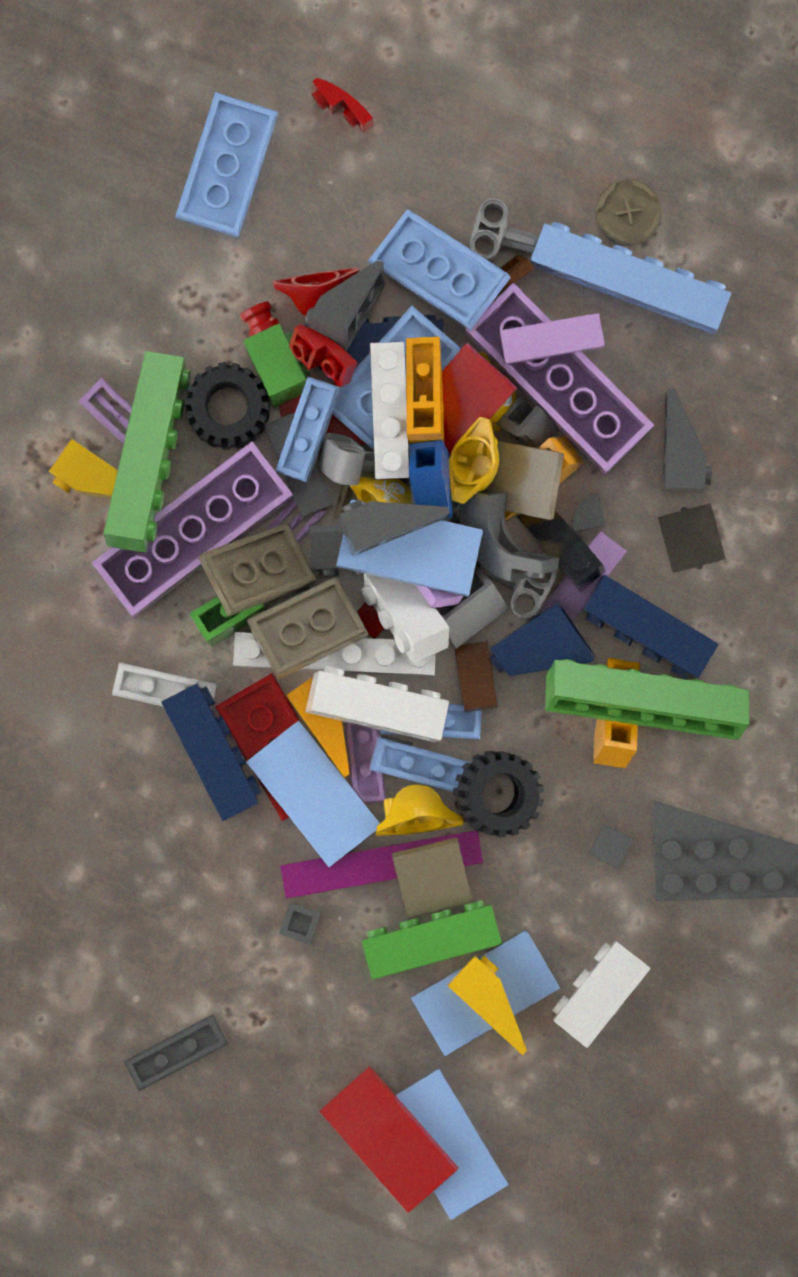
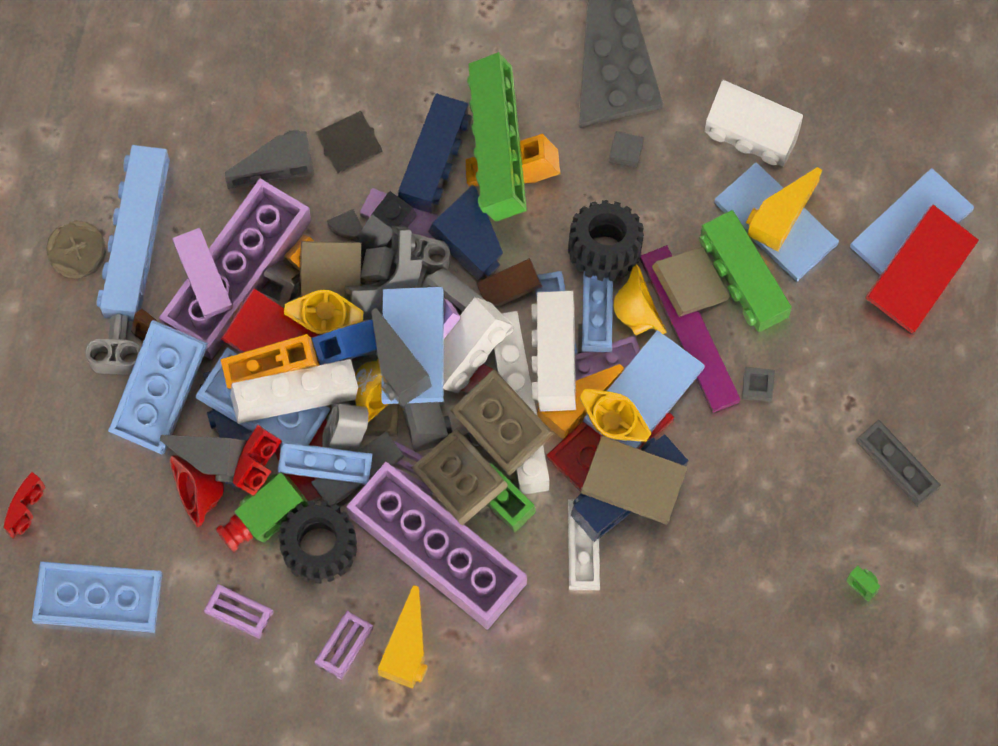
camera: 100 degrees left, 15 degrees down
(49, 978) = (863, 582): none -> bright green plate
(146, 452) = (375, 596): bright green brick -> none
(159, 331) = (261, 622): none -> lavender tile
(209, 755) = (634, 480): none -> dark tan tile
(280, 749) = (614, 415): none -> yellow hat
(522, 532) = (377, 263): none -> dark grey tile

